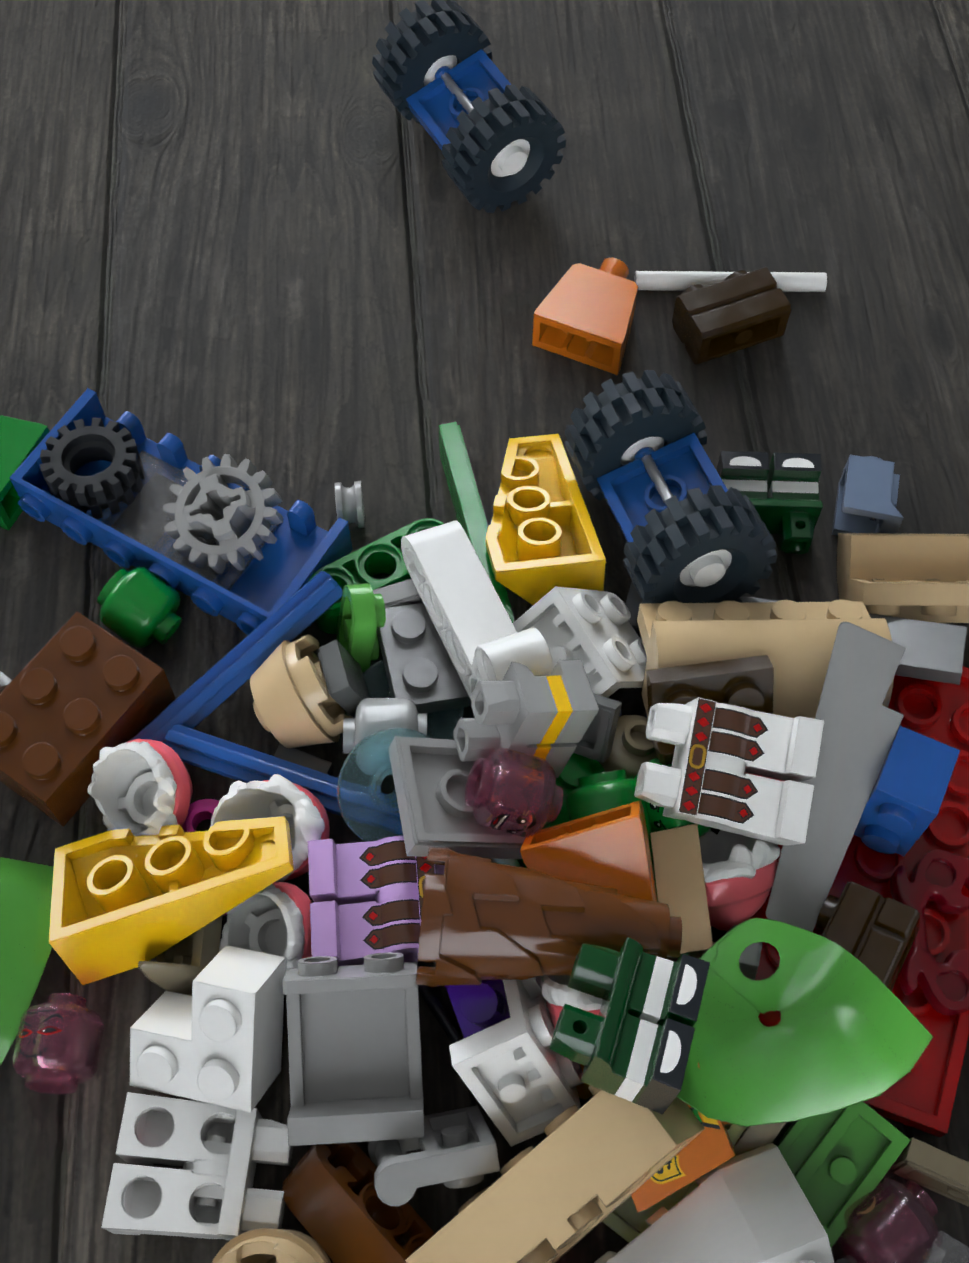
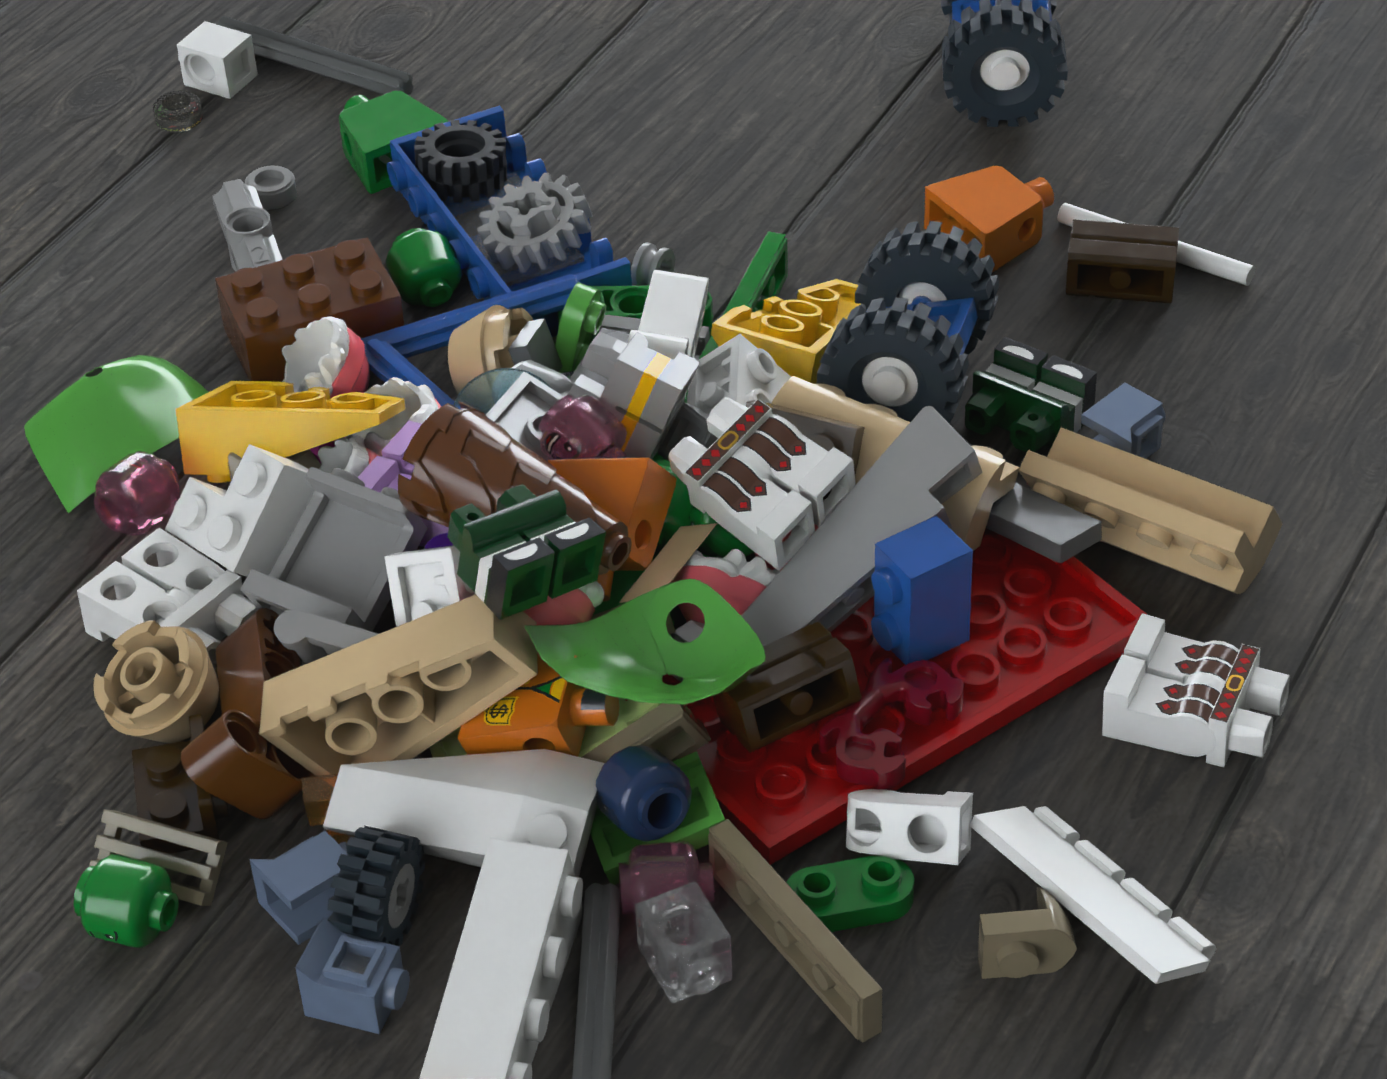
camera: 35 degrees right, 20 degrees down
(839, 1166) = (643, 793): none -> dark blue head

